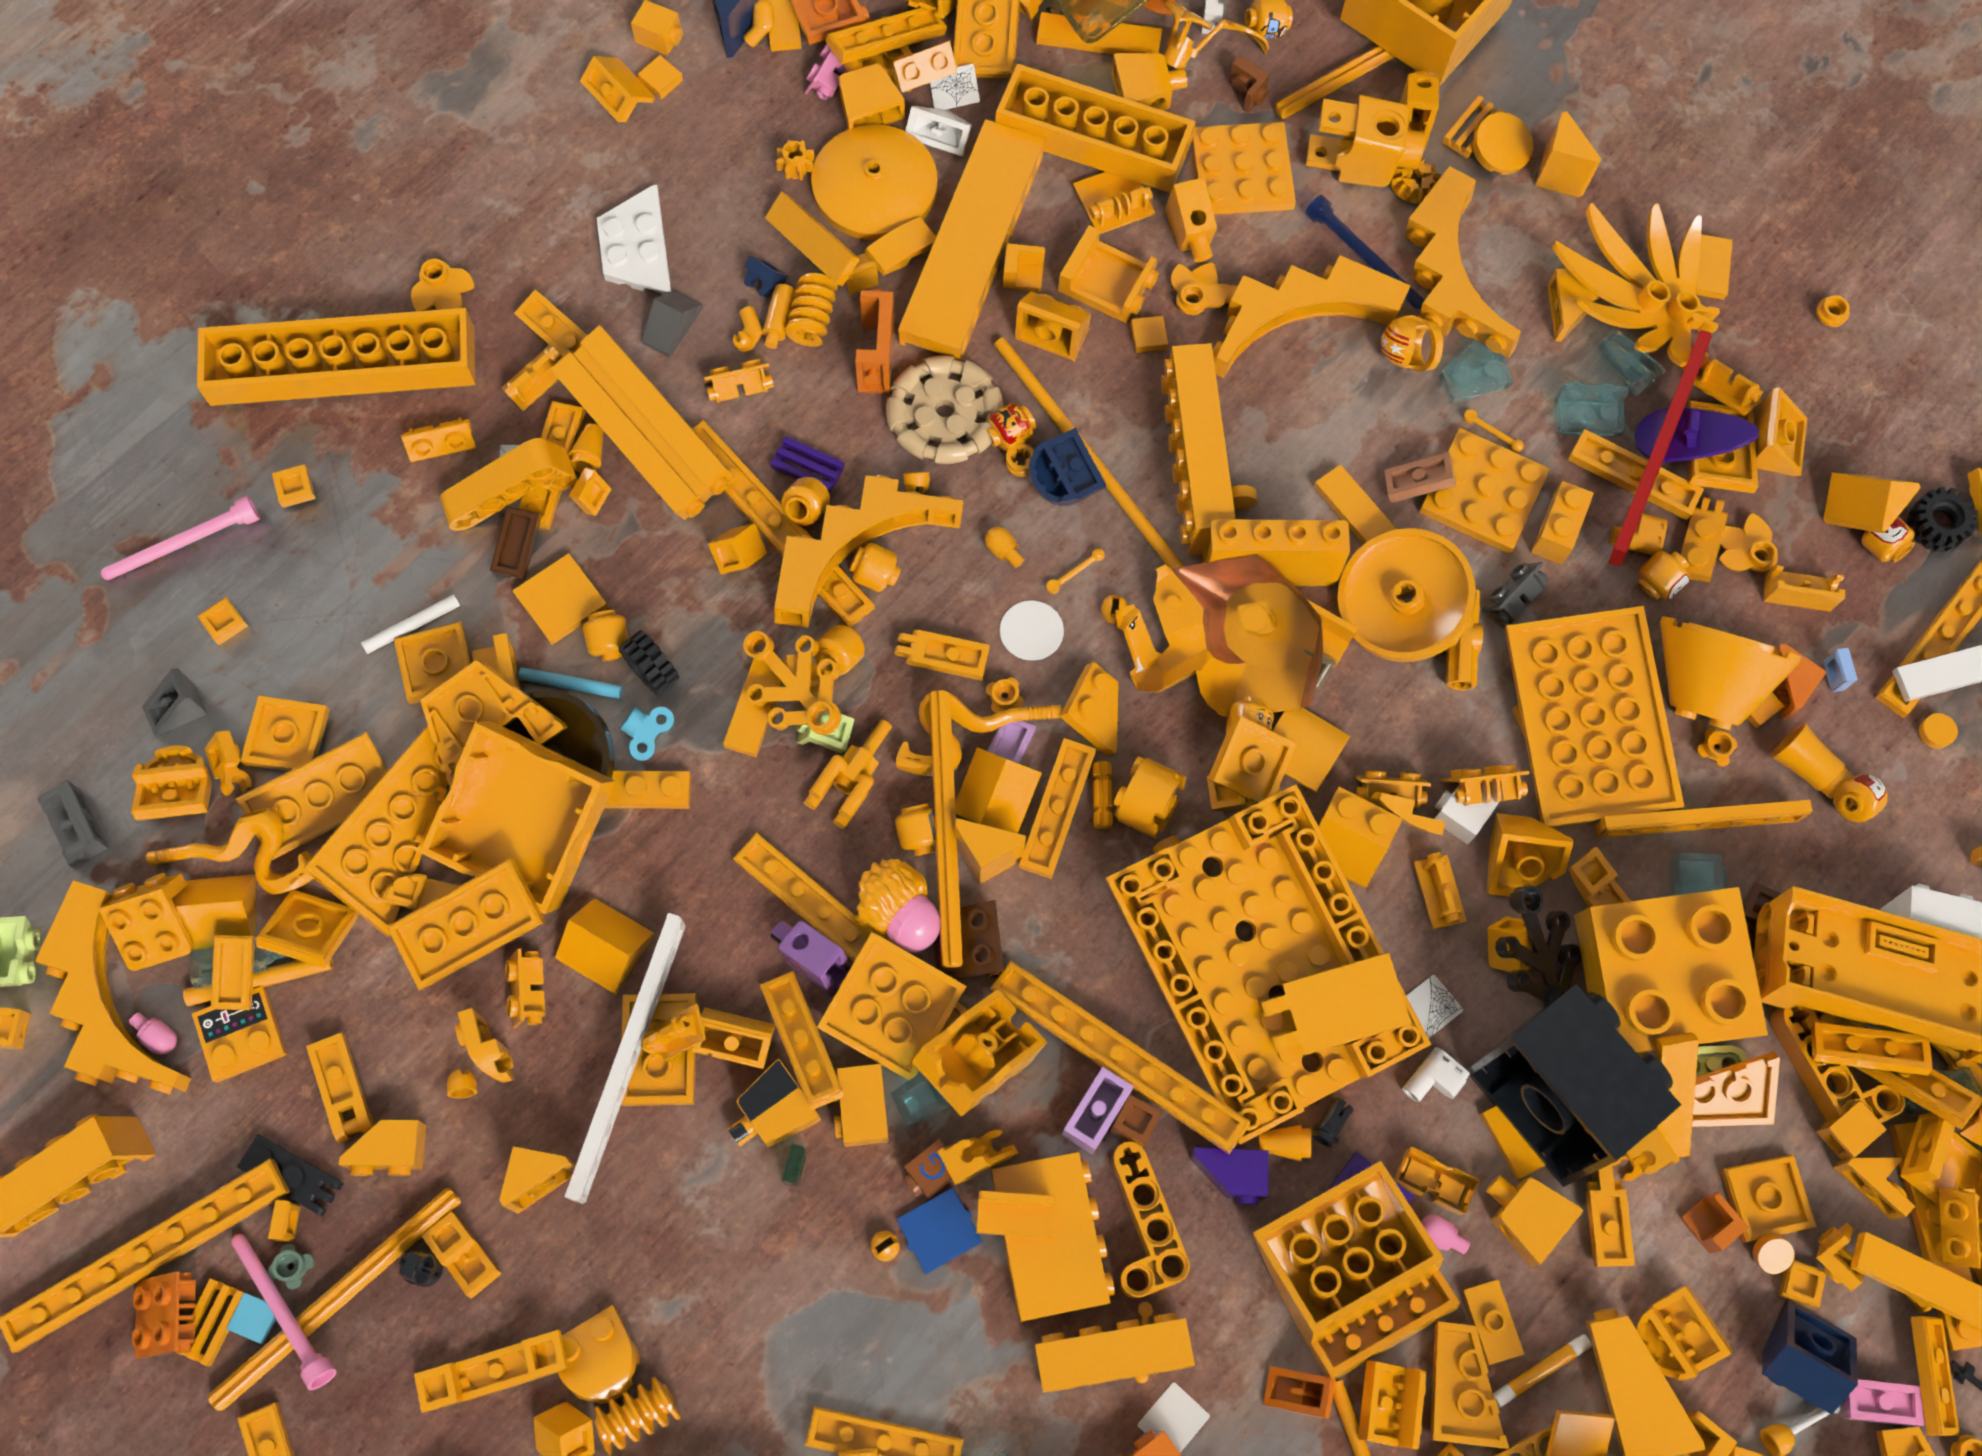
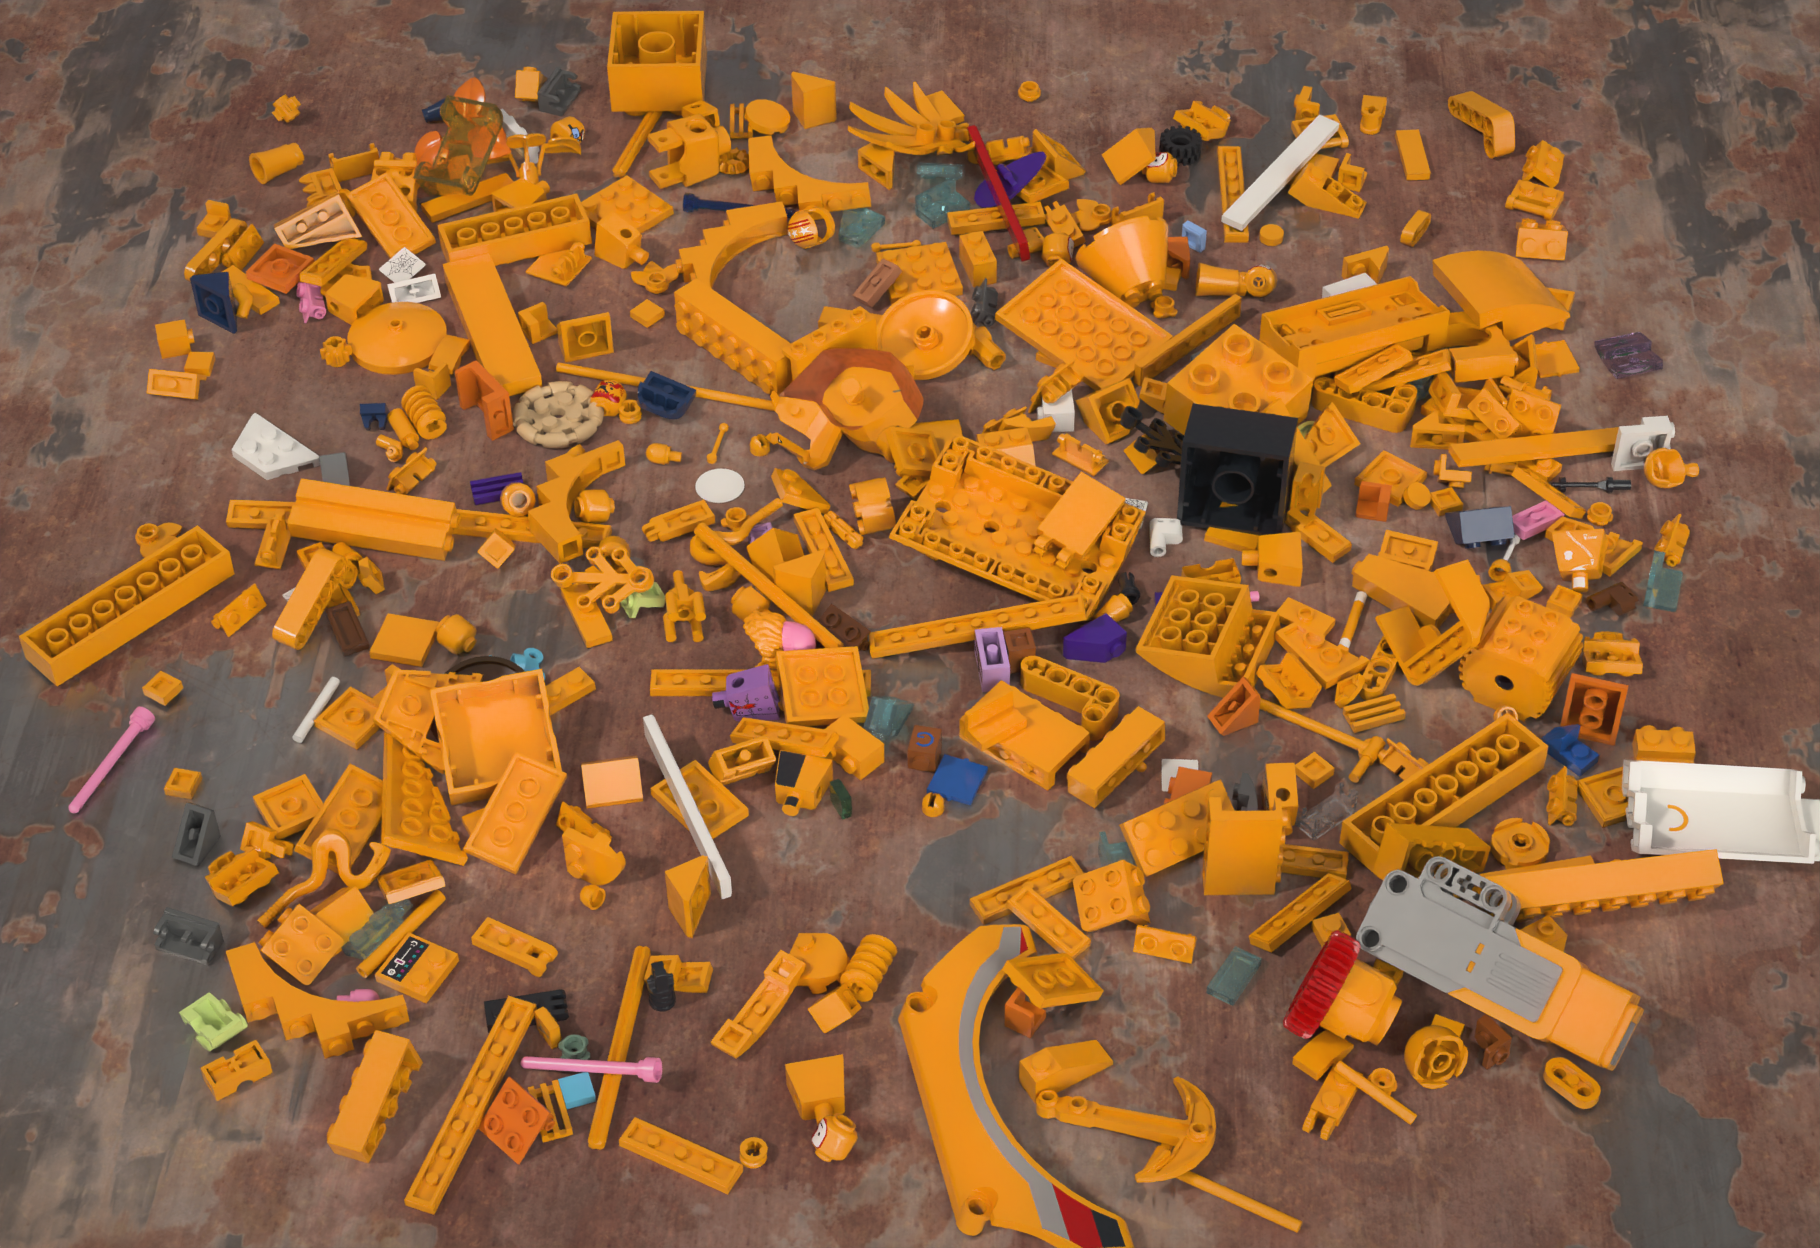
camera: 35 degrees left, 25 degrees down
(232, 972) = (385, 927): light orange tile -> none
(388, 1146) = (578, 951): light orange slope -> none
(404, 891) = (456, 828): light orange tile -> none
(648, 662) = (506, 616): black tyre -> none
(676, 1034) = (708, 769): light orange hinge -> none
(812, 239) = (390, 375): light orange tile -> none
(924, 67) = (376, 261): hinge -> none
(974, 1156) = (947, 717): light orange hinge -> none
(978, 1052) = (897, 671): light orange piece -> none
(1107, 277) = (596, 298): light orange panel -> none
(1251, 80) = (586, 167): dark orange bracket -> none
(1851, 1131) = (1401, 418): light orange panel -> none

